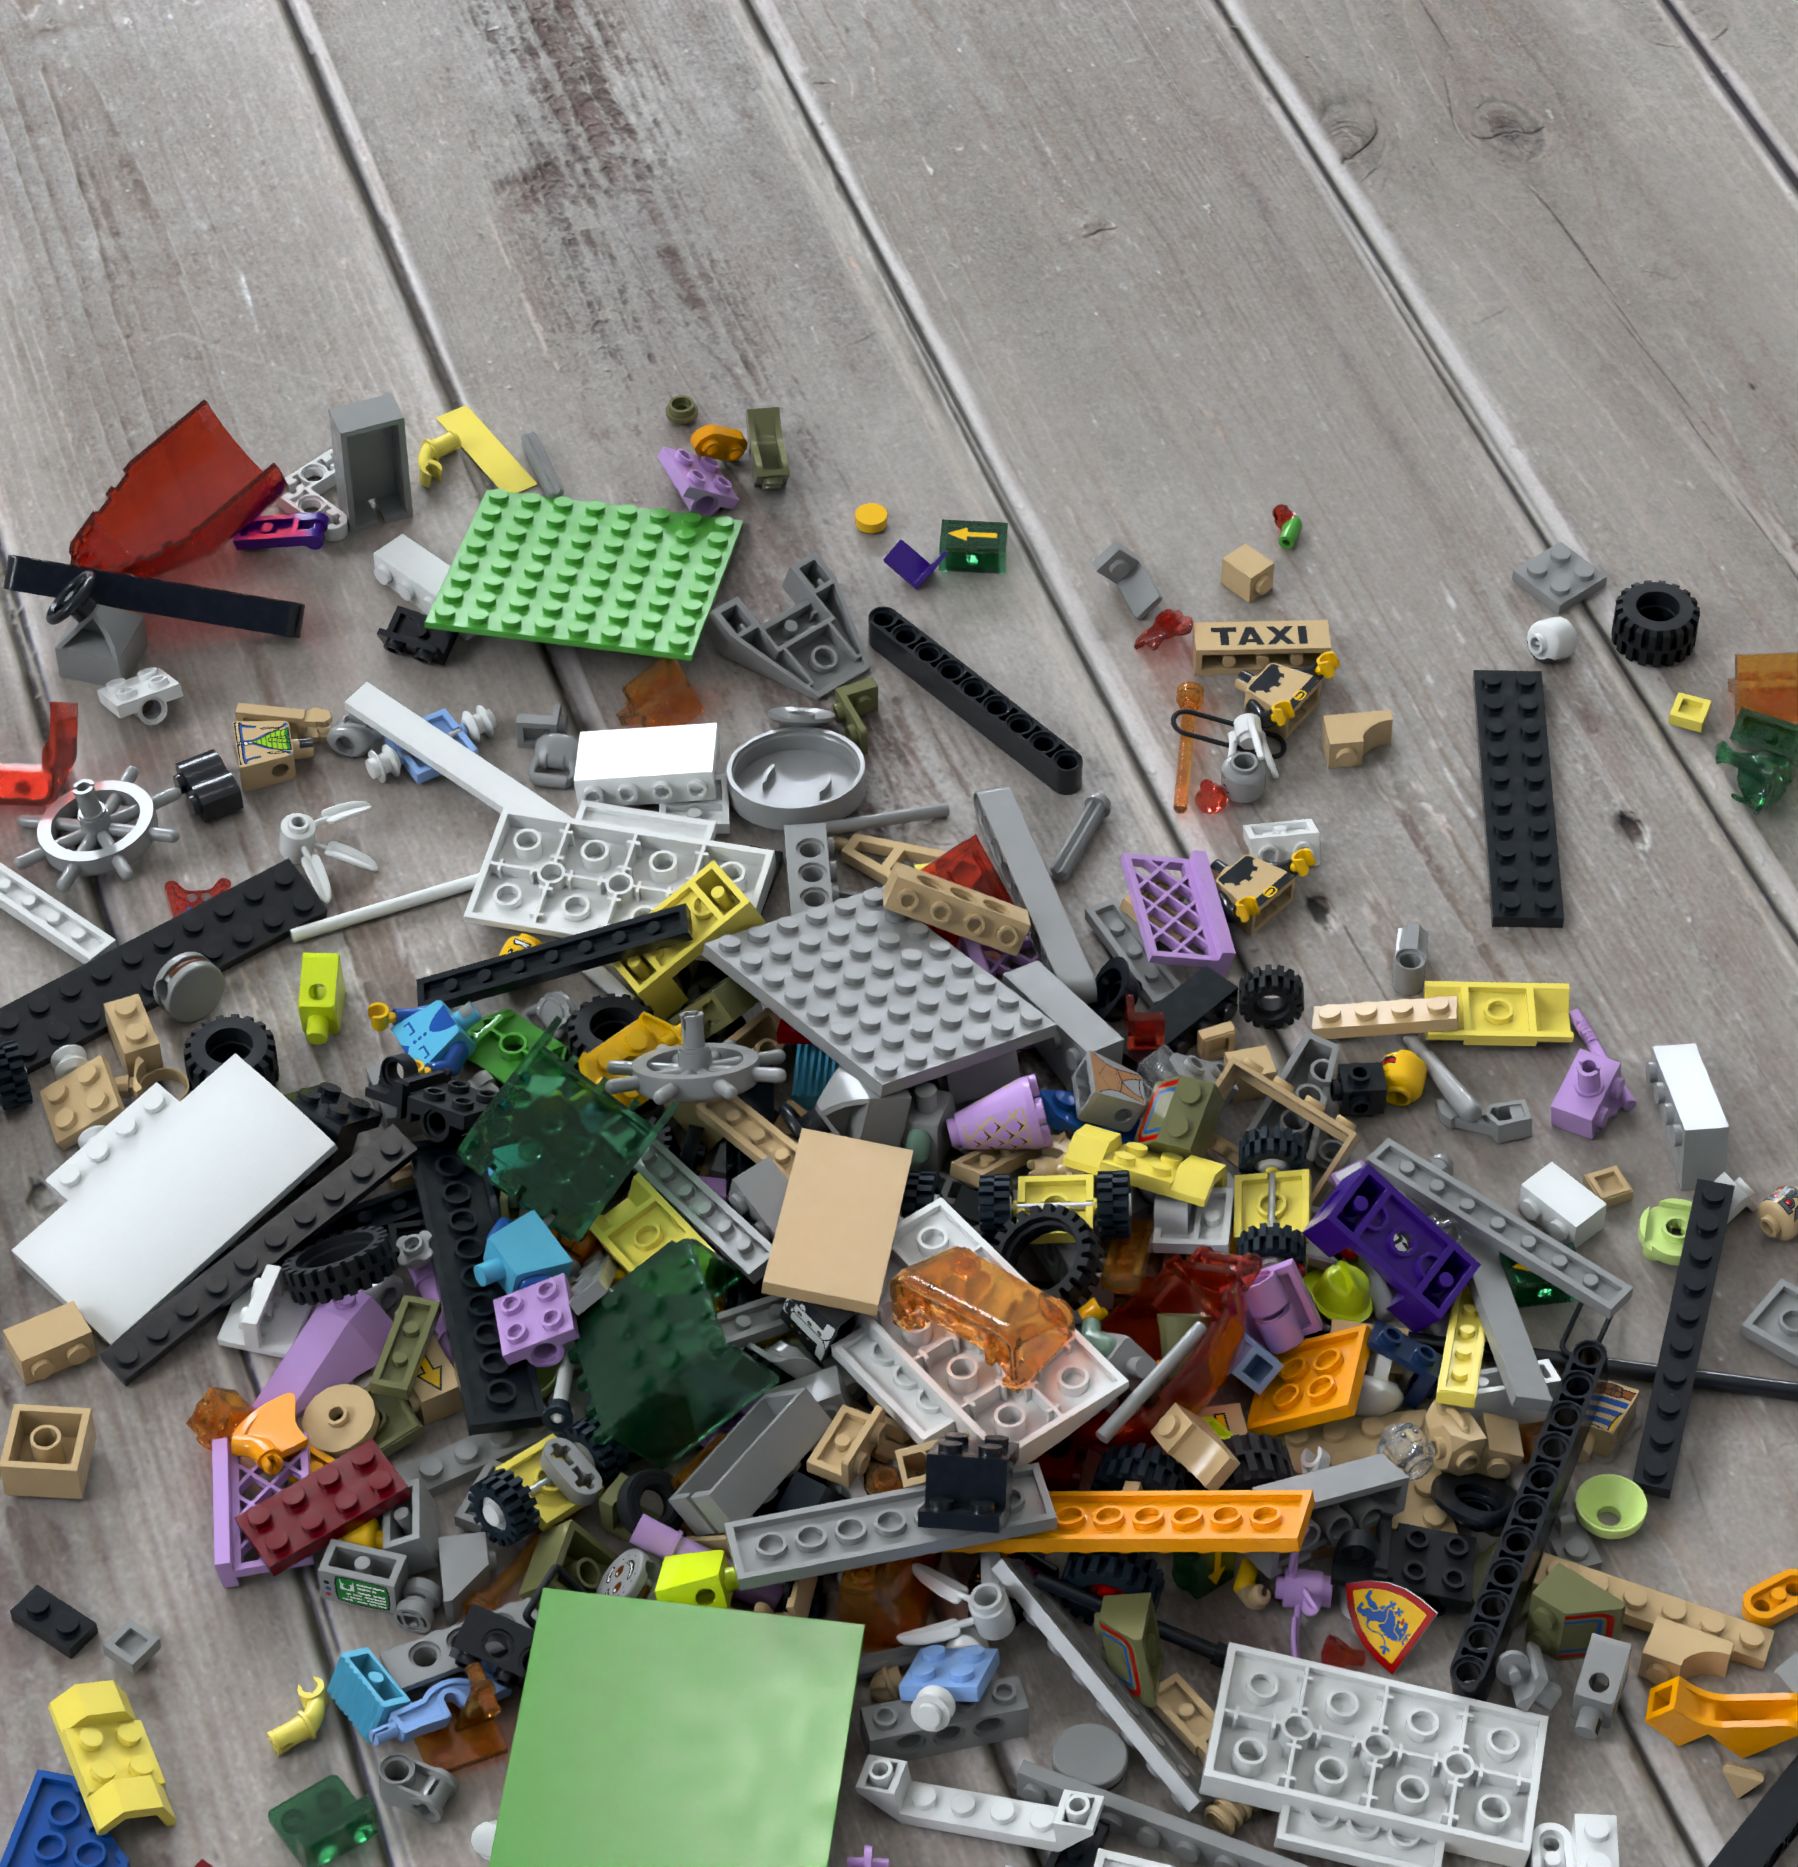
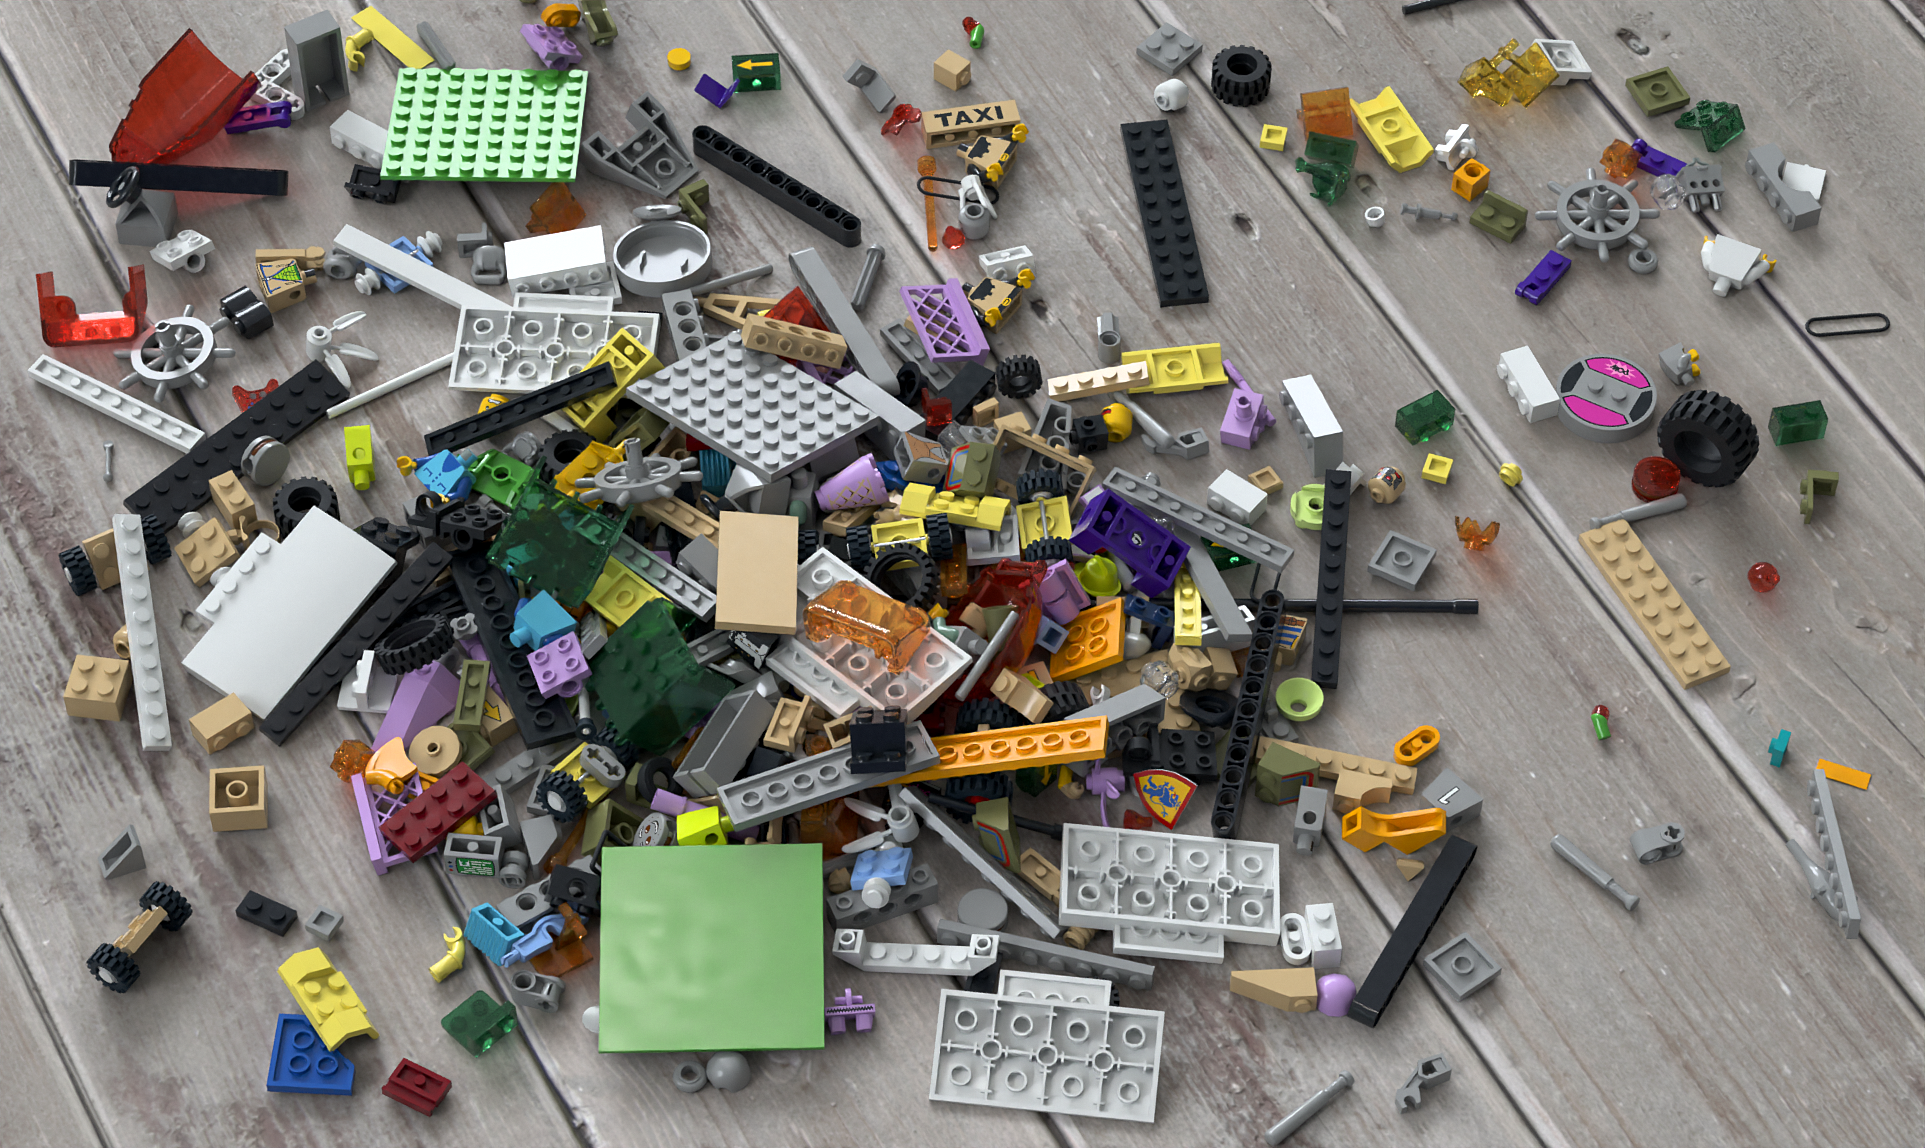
camera: 10 degrees left, 5 degrees up
(1145, 1327) = (974, 619): none -> tan piece
(1352, 735) = (1043, 181): tan arch -> none
(1529, 1677) = (1262, 820): light grey hips -> none

